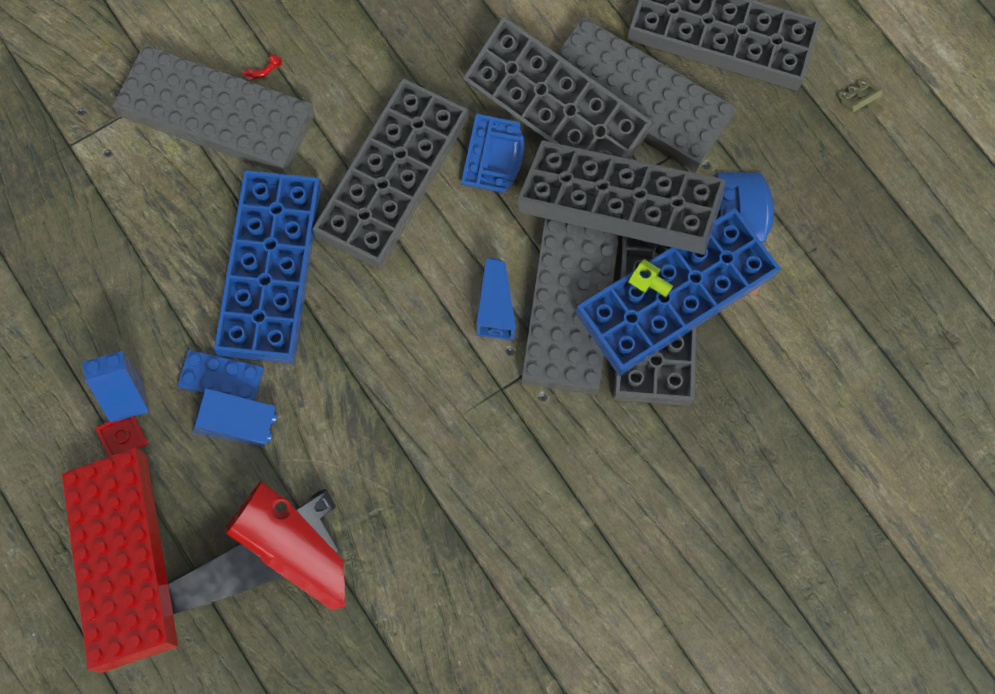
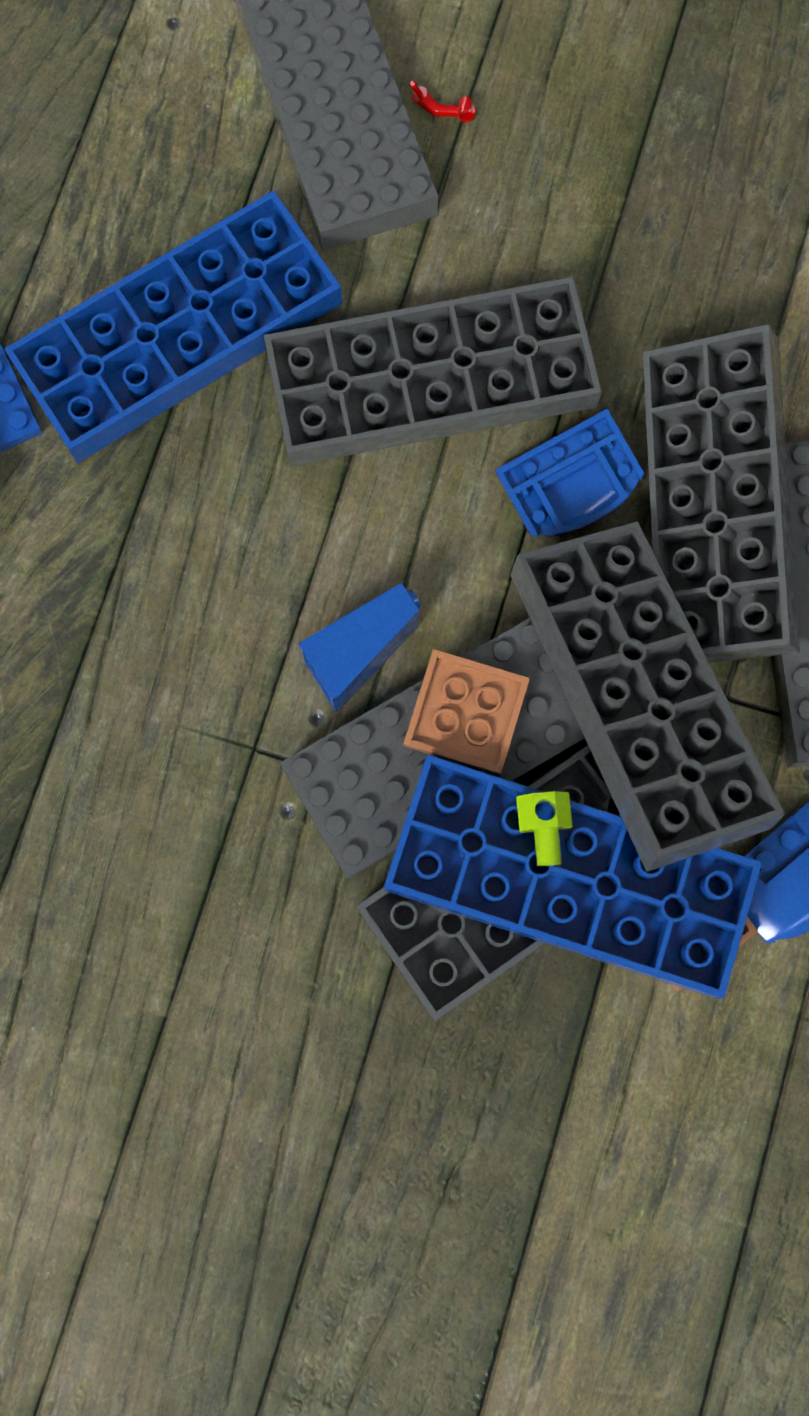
camera: 55 degrees right, 5 degrees up
(567, 278) = (466, 712): none -> nougat plate

